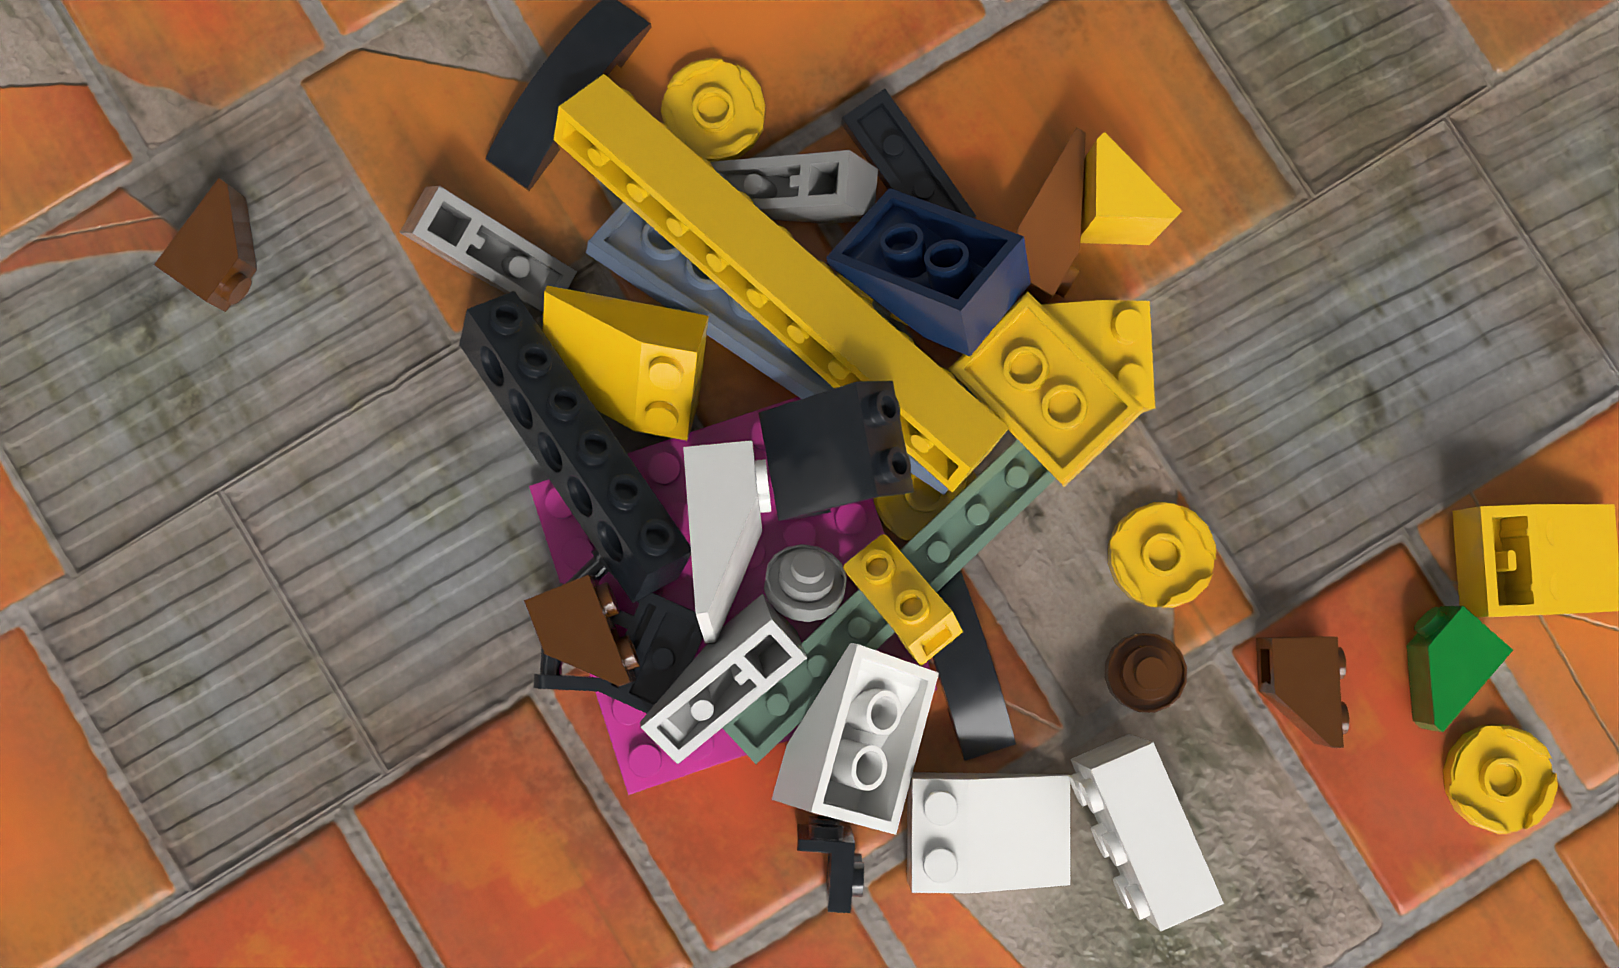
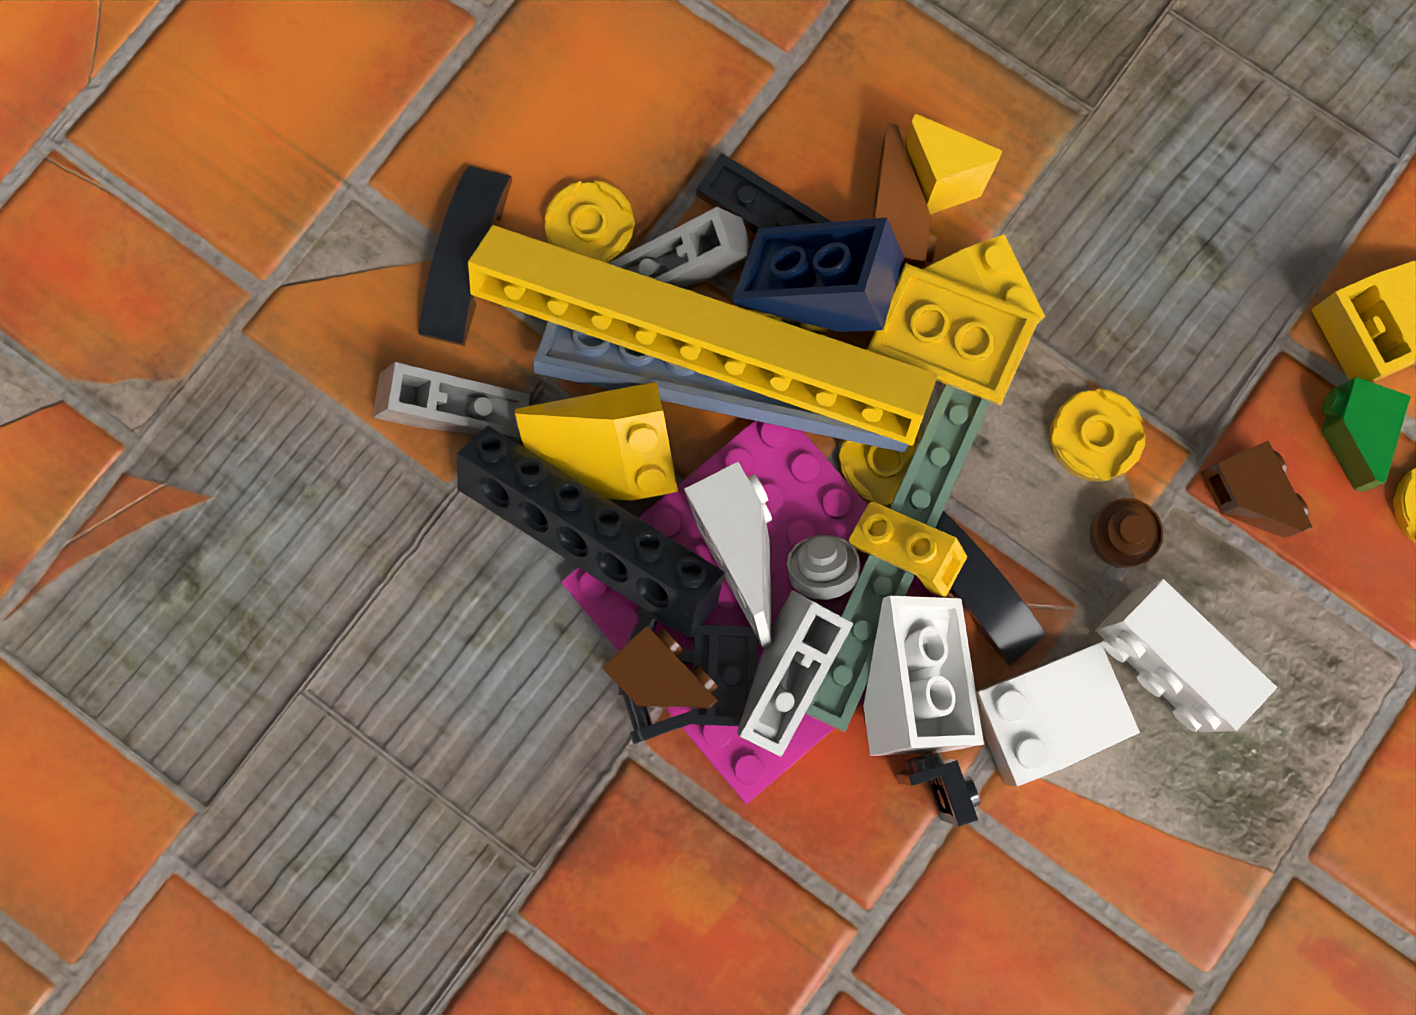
camera: 15 degrees left, 5 degrees down
(214, 249) = (222, 491): reddish brown slope -> none
(836, 449) = (806, 445): black panel -> none

